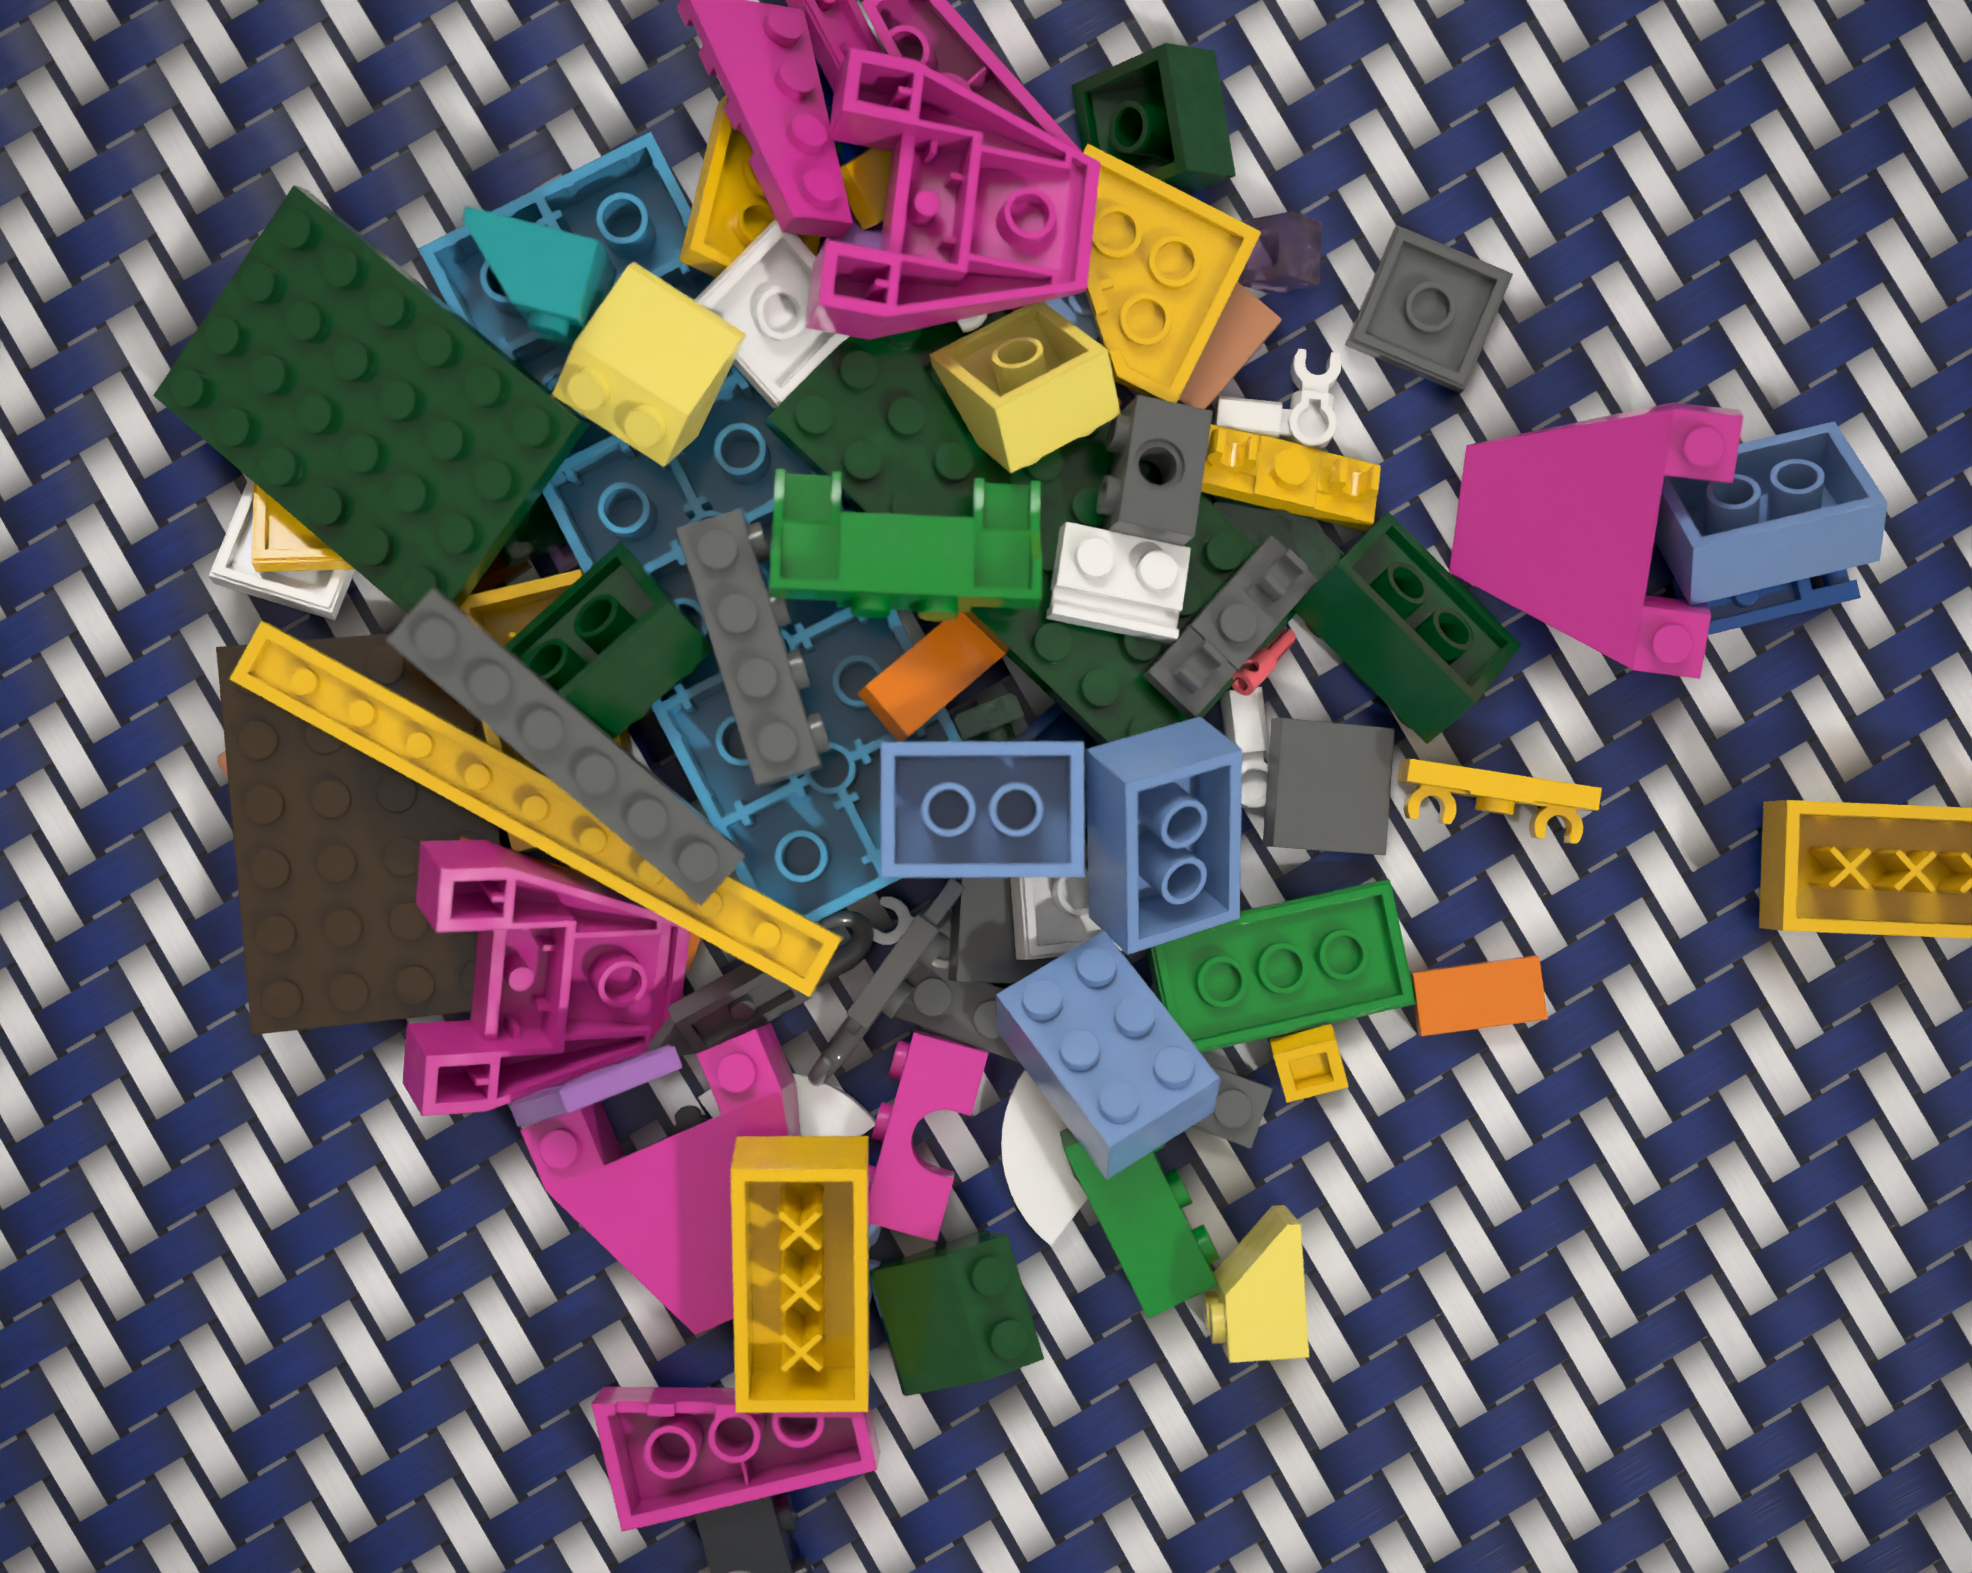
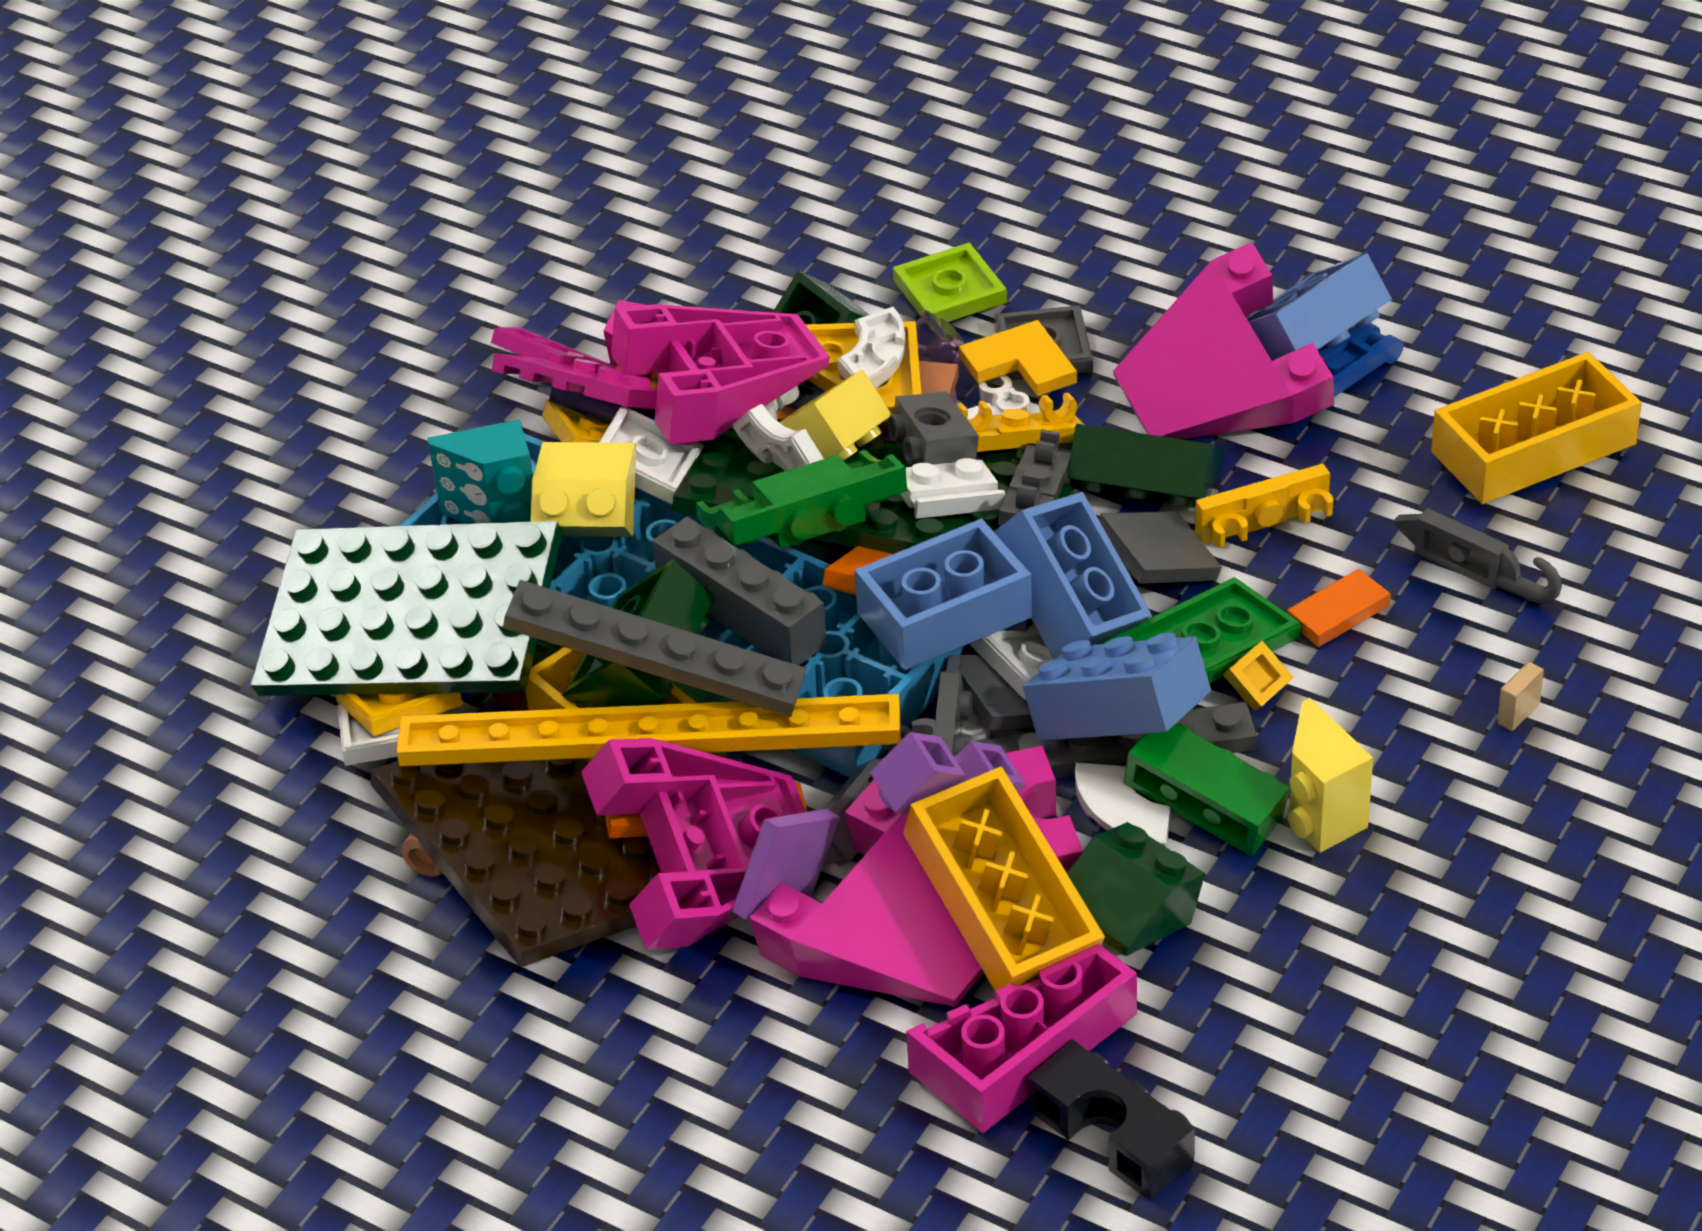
camera: 25 degrees left, 45 degrees down
(777, 1120) = (925, 766): none -> medium lavender arch
(936, 417) = (774, 442): none -> white tile
(1175, 275) = (878, 349): none -> white tile
(1374, 132) = (950, 283): none -> lime plate
(1386, 336) = (1021, 349): none -> yellow tile
(1577, 1273) = (1520, 696): none -> tan tile
(1688, 1025) = (1475, 555): none -> dark grey plate

